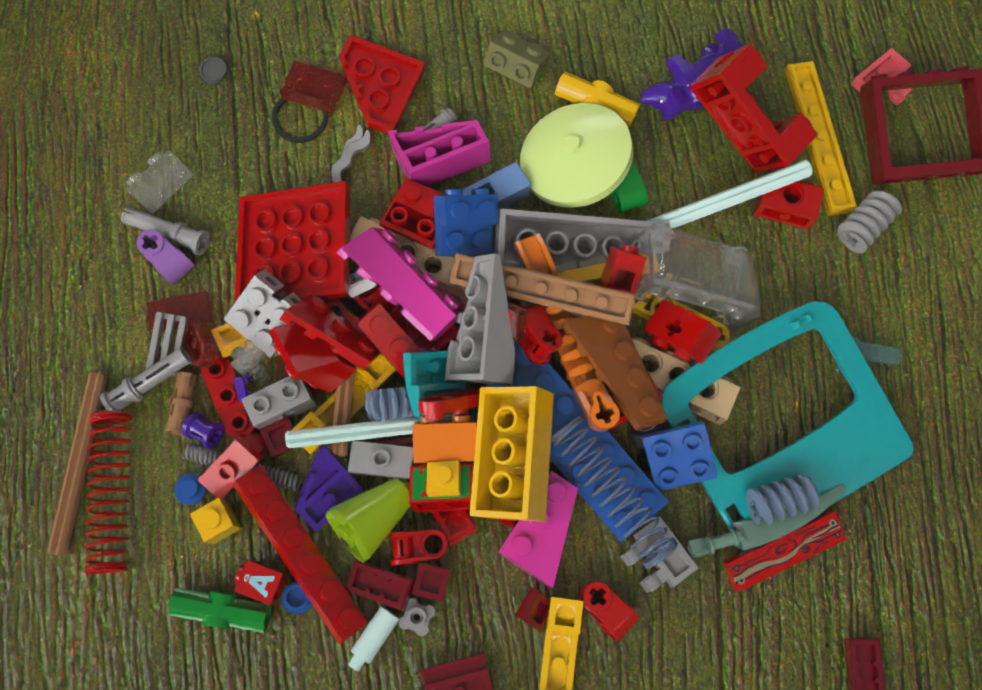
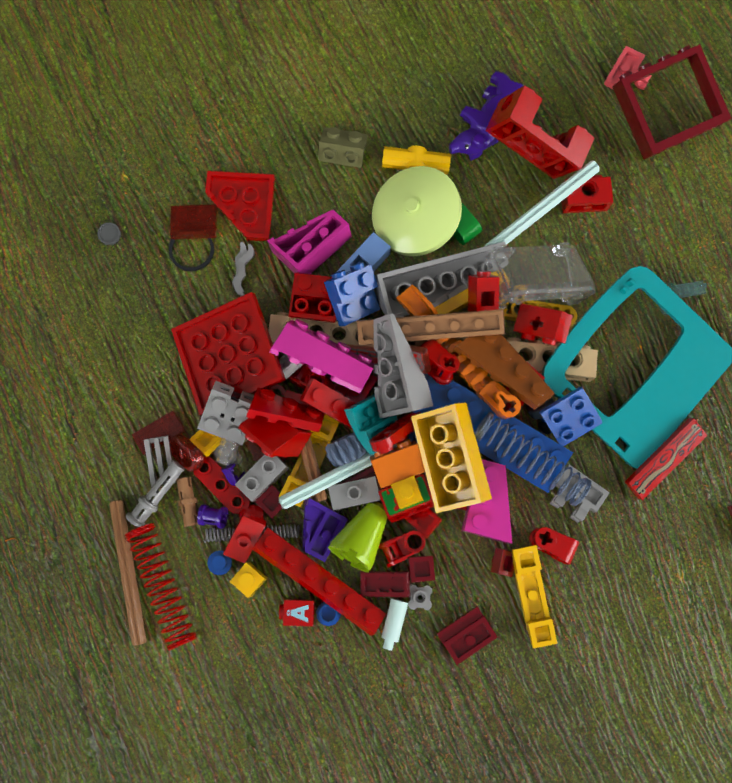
camera: 15 degrees left, 5 degrees up
(158, 181) = (103, 337): clear bracket -> none
(166, 258) = (134, 396): medium lavender piece -> none
(177, 233) = (134, 373): light grey pin -> none
(220, 610) = (276, 642): green piece -> none
(445, 116) = (306, 214): light grey pin -> none
(753, 536) = (649, 447): sand green sword -> none
(781, 497) = (652, 422): sand blue piece -> none
(824, 149) = (602, 148): yellow tile -> none
(868, 221) = (650, 190): light grey piece -> none

